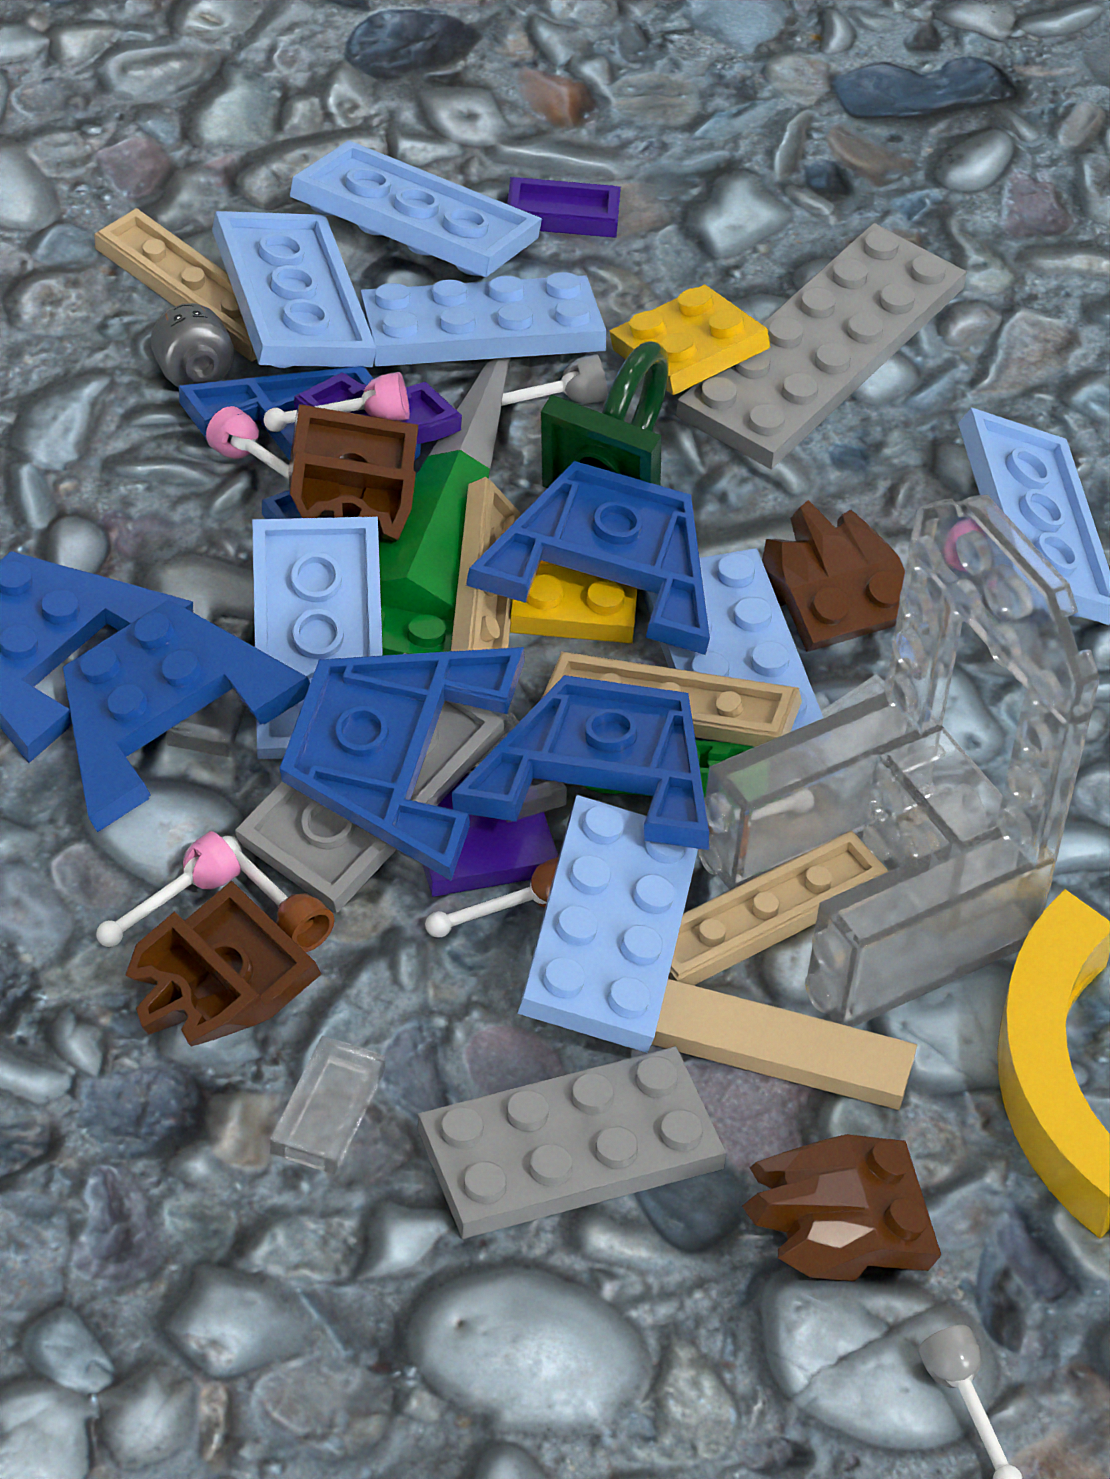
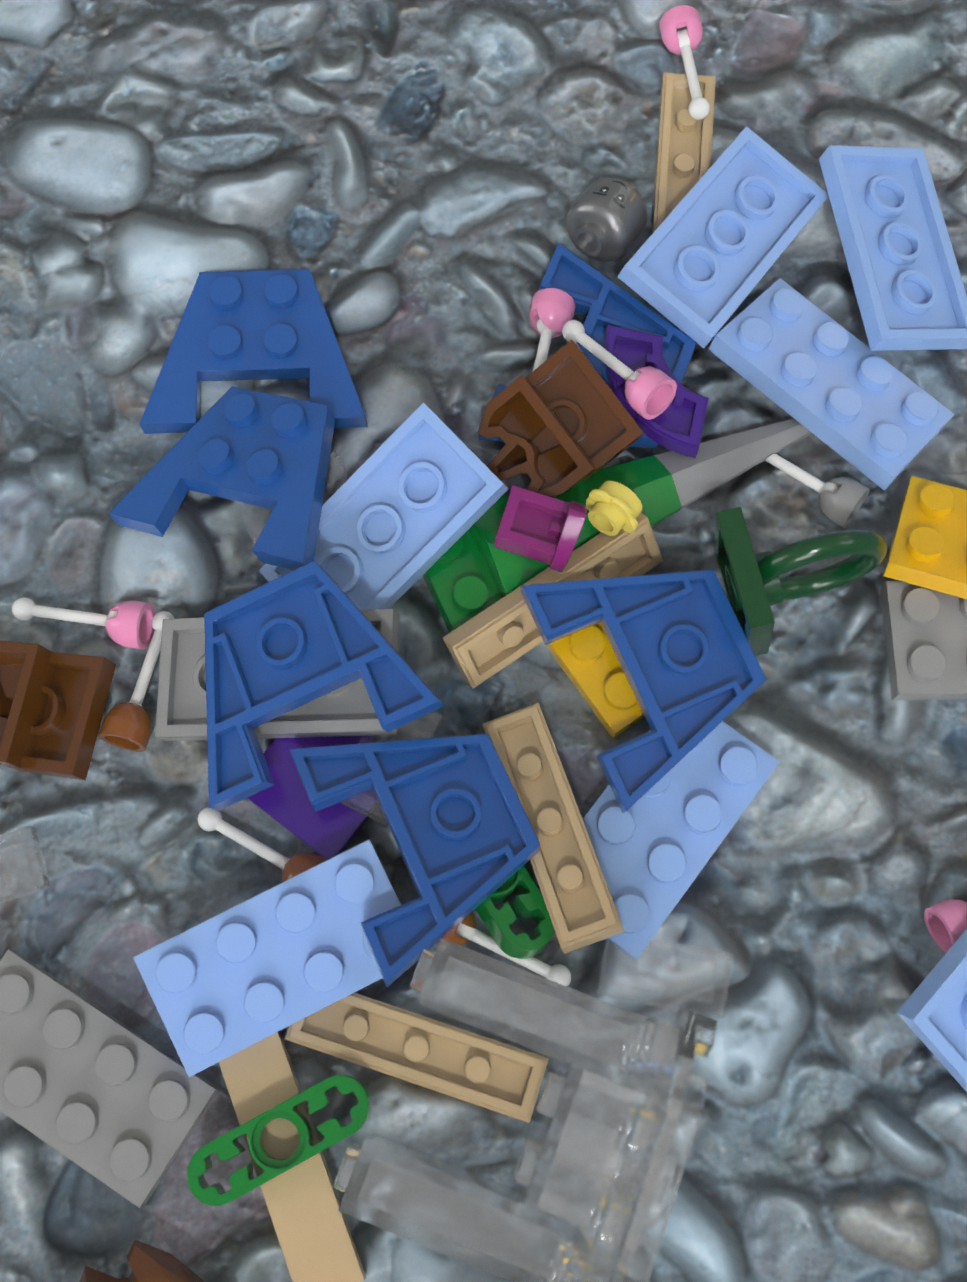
camera: 55 degrees right, 25 degrees up
(75, 198) = (684, 43): none -> hinge
(433, 531) = (540, 527): none -> magenta tile
(459, 485) = (613, 508): none -> light yellow plate
(769, 1039) = (228, 1147): none -> green beam
(834, 578) = (807, 846): reddish brown plate -> none

